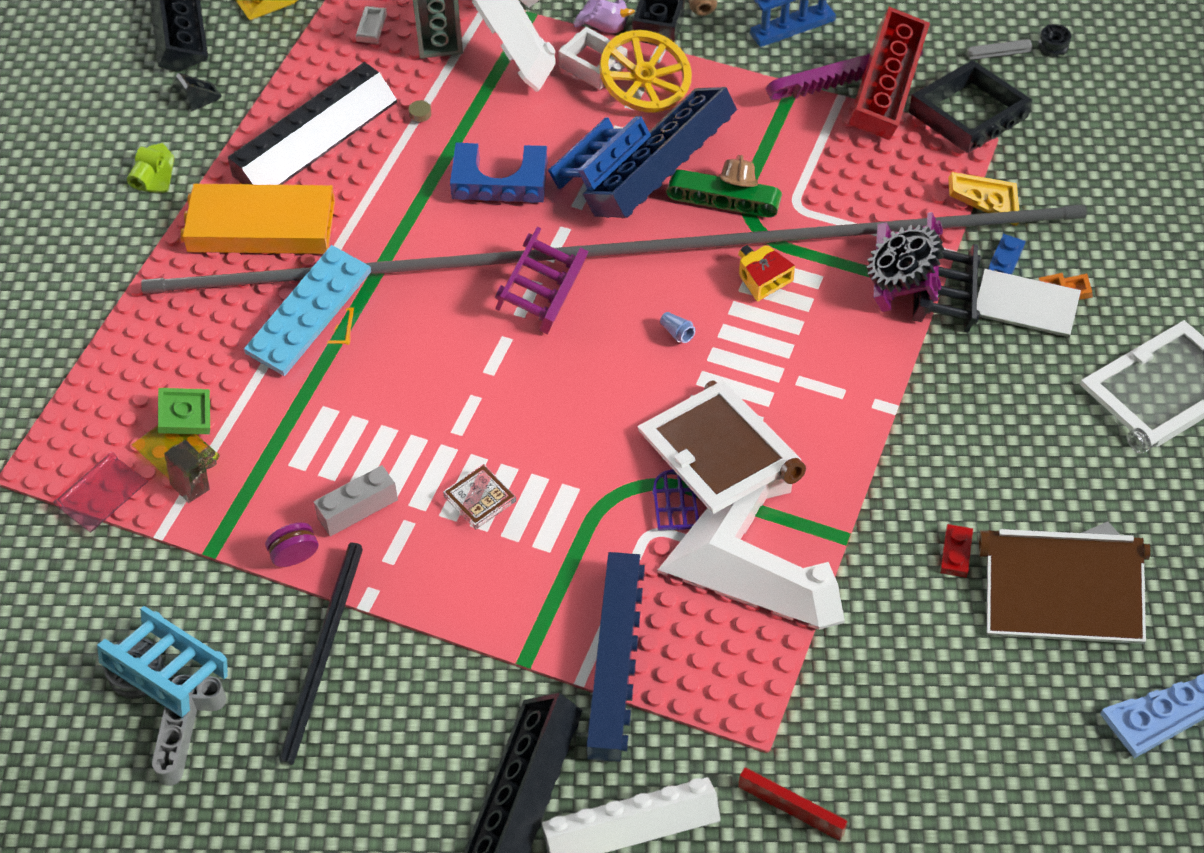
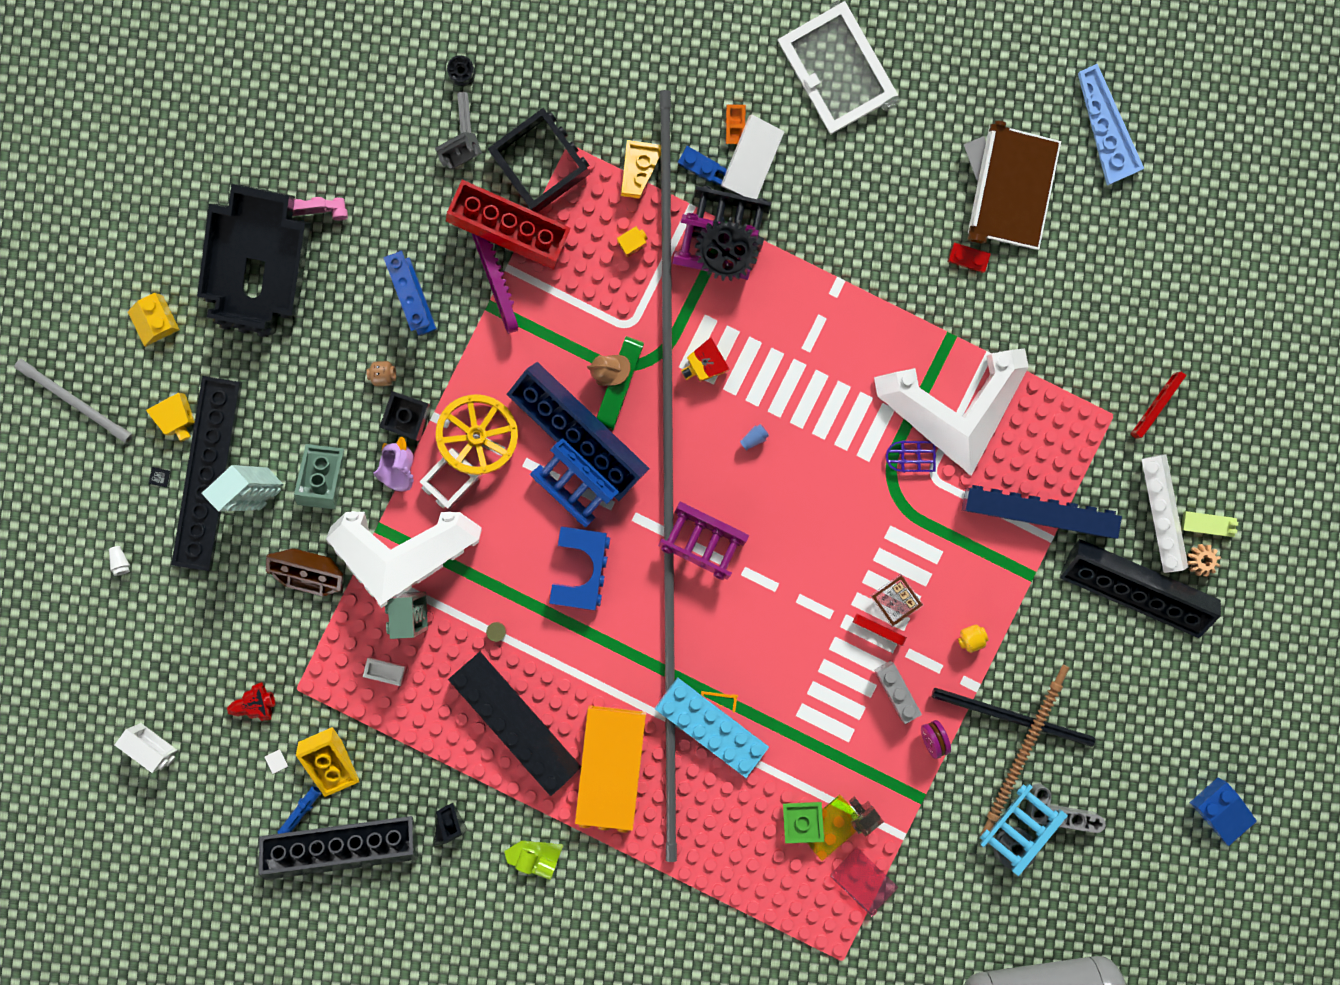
camera: 85 degrees left, 35 degrees up
(366, 683) = (1056, 686): none -> medium nougat hose
(432, 584) = (973, 638): none -> yellow head
(439, 476) = (879, 629): none -> red beam
(721, 446) = (880, 418): door -> none
(895, 191) = (632, 241): none -> yellow brick
(966, 38) = (458, 150): none -> dark grey hinge

